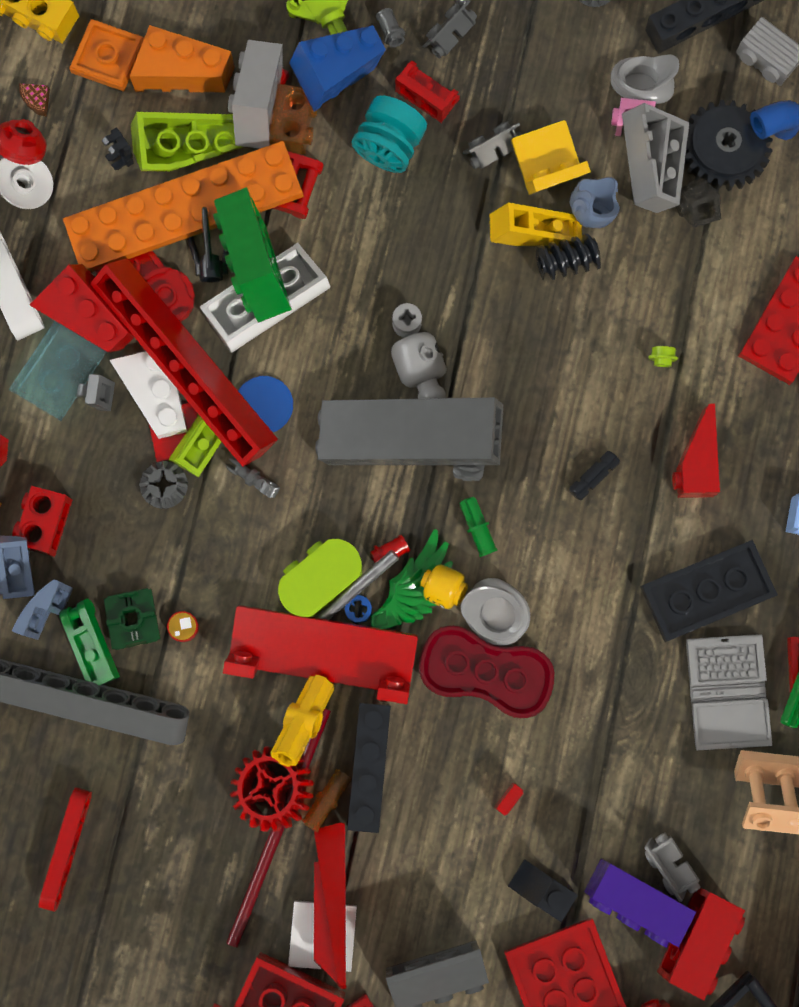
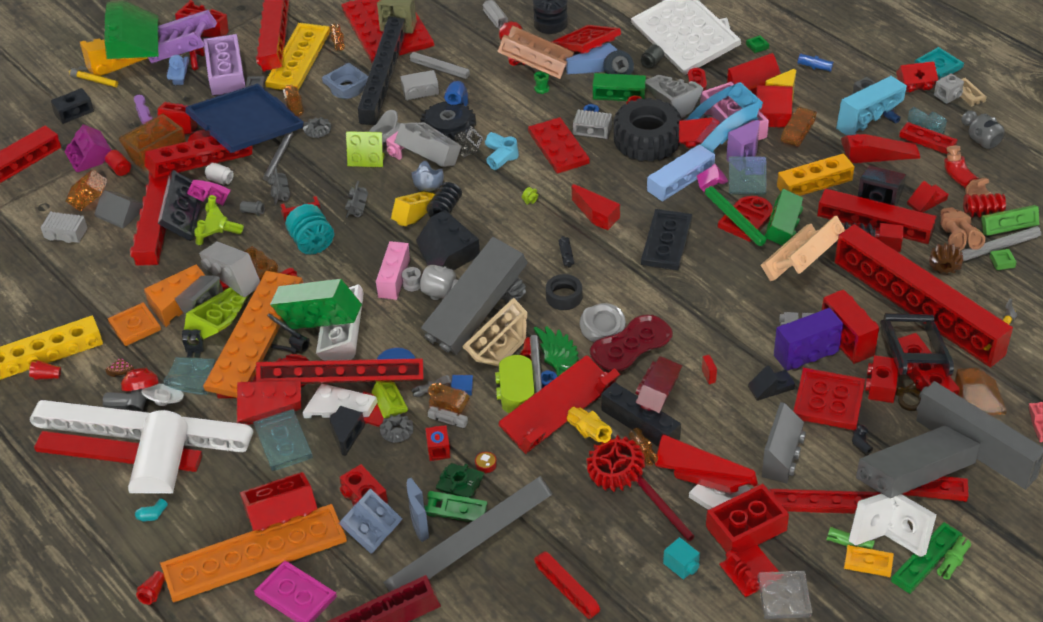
camera: 50 degrees left, 35 degrees down
(78, 182) = (189, 374): none -> clear light blue plate
(97, 392) = (314, 427): dark grey tile -> none
(116, 429) = (346, 427): none -> black slope
(168, 552) = (438, 443): none -> red brick
(186, 94) = (198, 292): none -> dark grey slope
(187, 959) = (681, 558): none -> teal brick
(219, 531) = (447, 417): none -> light grey axle
(241, 520) = (449, 398): none -> clear orange piece
(281, 510) = (463, 382): none -> blue tile
(335, 62) = (248, 228): blue wedge -> none
(376, 500) = (499, 336): none -> tan wedge
(401, 286) = (390, 274): none -> bright pink brick
(418, 767) = (657, 384): none -> dark red brick
(444, 586) = (569, 332): yellow head -> none
(477, 526) = (550, 308): green axle -> none
(492, 317) = (447, 242): none -> black wedge
(518, 502) = (564, 302): none -> black tyre
(548, 157) = (386, 183): yellow bracket -> none
(585, 84) = (364, 149): none -> lime hinge
(728, 692) = (723, 261): light grey piece -> none
(731, 249) = (505, 150): none -> medium azure piece

